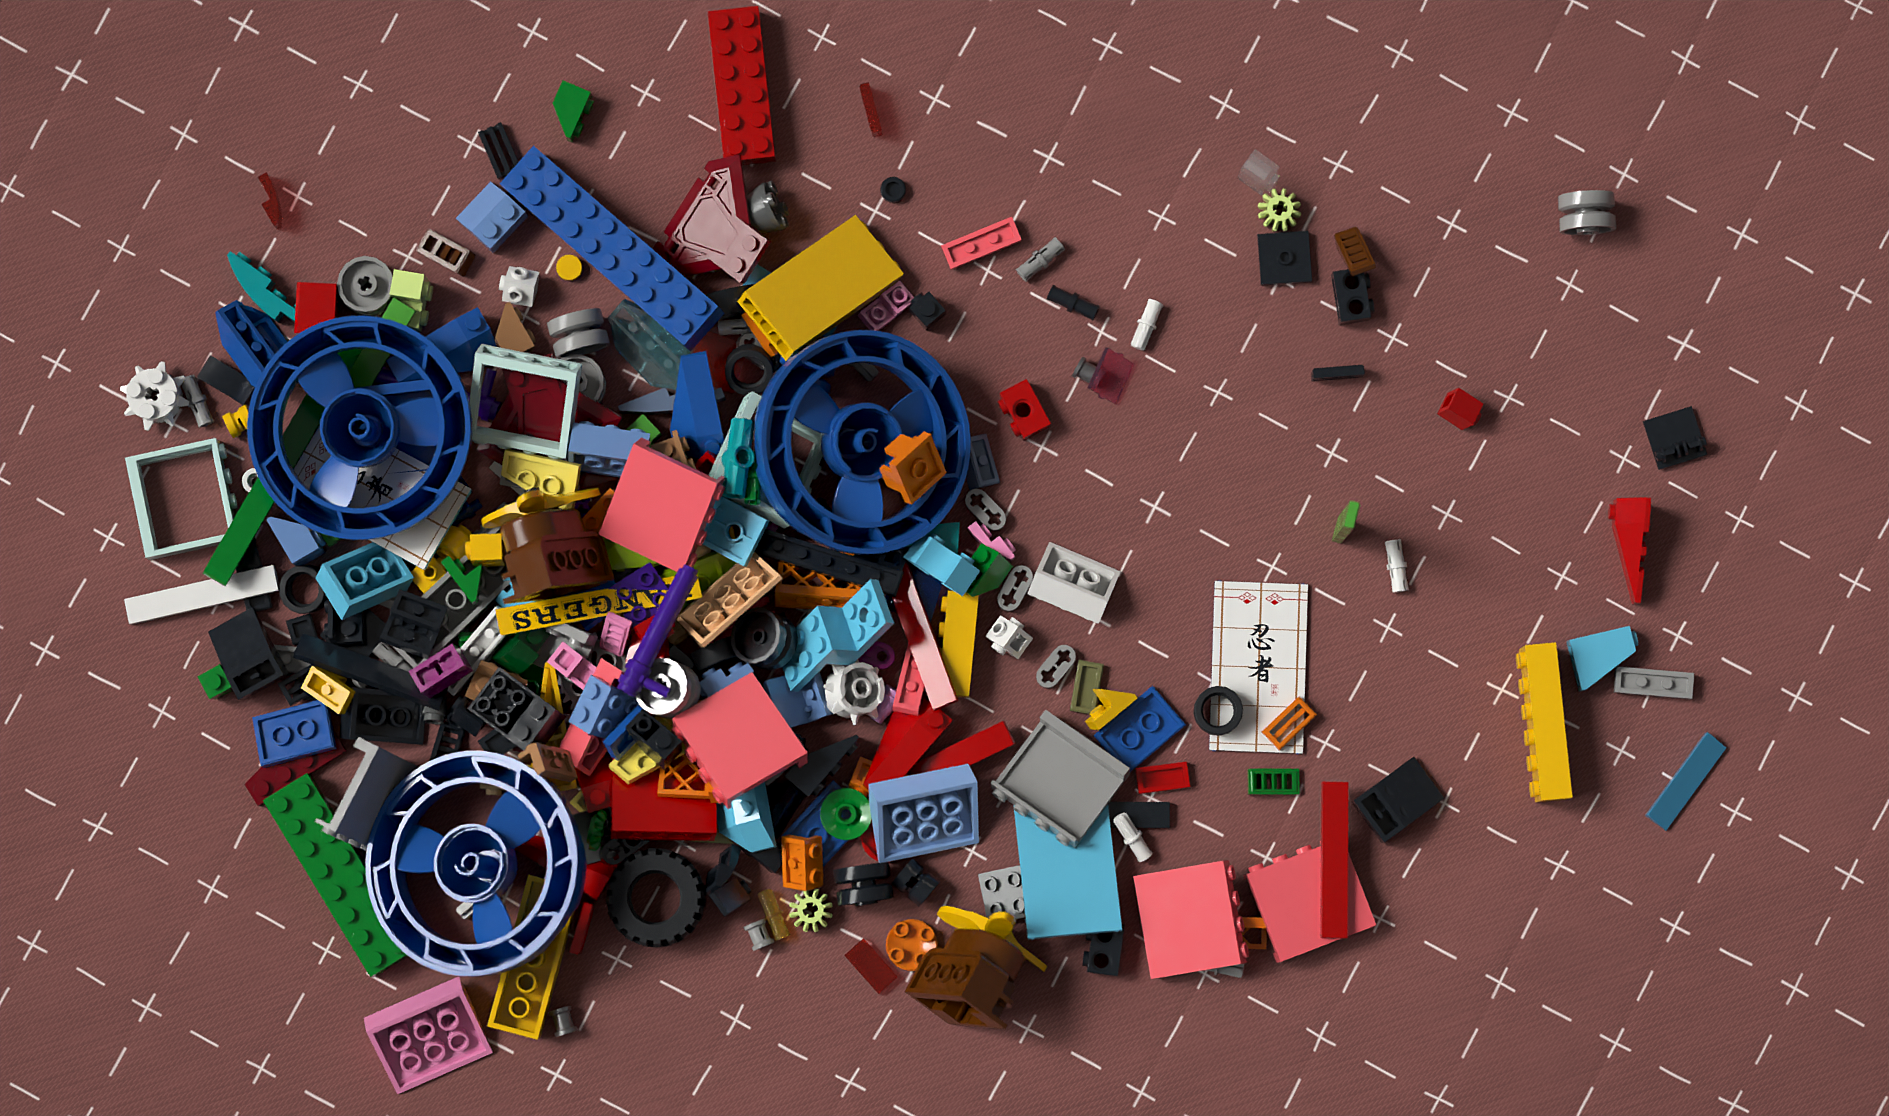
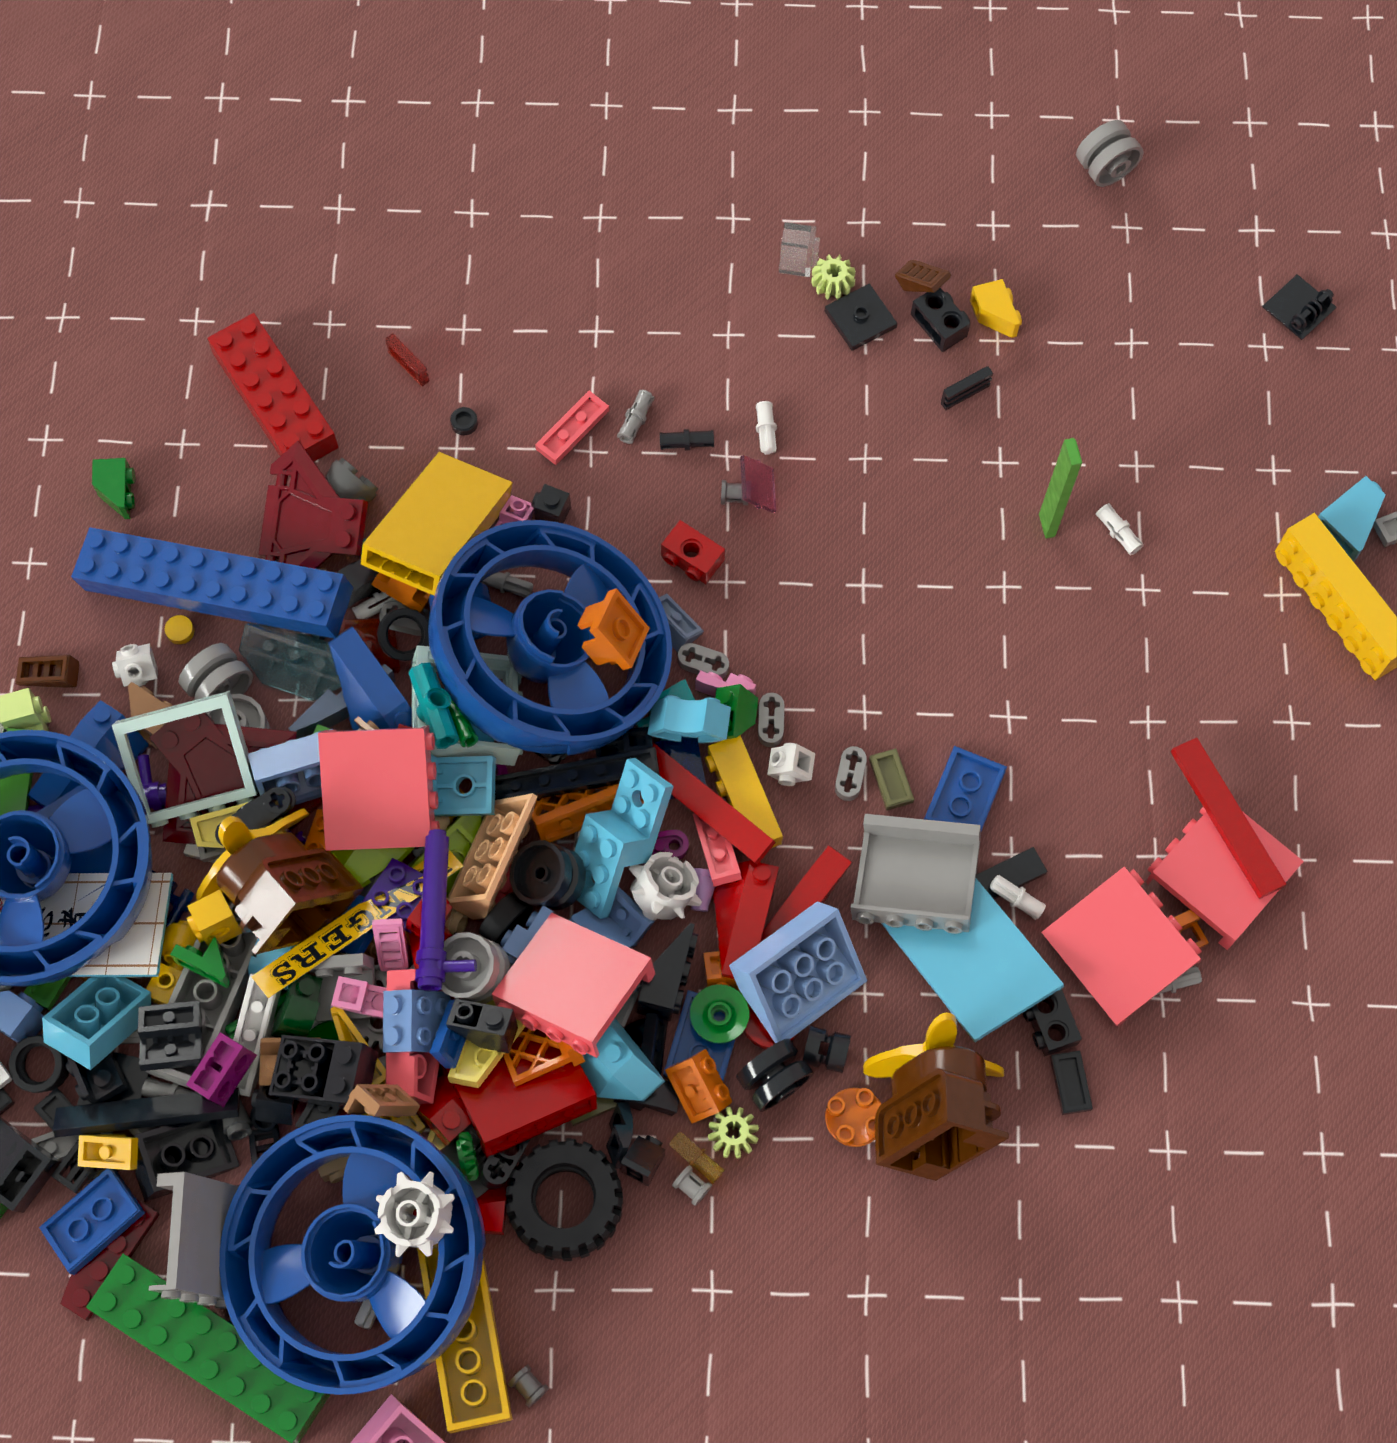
camera: 30 degrees left, 15 degrees down
(491, 131) = (45, 542): black tile -> none
(492, 217) = (81, 616): medium blue slope -> none
(519, 864) = (402, 1226): none -> white brick
(557, 478) = (263, 810): none -> black piece
(582, 928) = (501, 1274): red tile -> none
(871, 966) = (824, 1160): clear red tile -> none
(1003, 891) = (916, 1011): hinge -> none
(1073, 582) = (826, 687): white slope -> none
(1094, 1003) = (1071, 1082): none -> black tile
(1113, 702) = (925, 777): yellow slope -> none
(1162, 777) = (1012, 828): red tile -> none
(1218, 691) = (1037, 716): black tyre -> none
(1251, 779) = (1102, 790): green slope -> none
(1260, 658) = (1045, 683): white piece -> none
(1273, 738) = (1098, 738): orange tile -> none
(1397, 800) = (1249, 739): black slope -> none
(1403, 309) = (995, 309): none -> yellow slope
(1460, 409) = (1097, 365): red brick -> none
(1629, 524) = (1313, 398): red wedge -> none

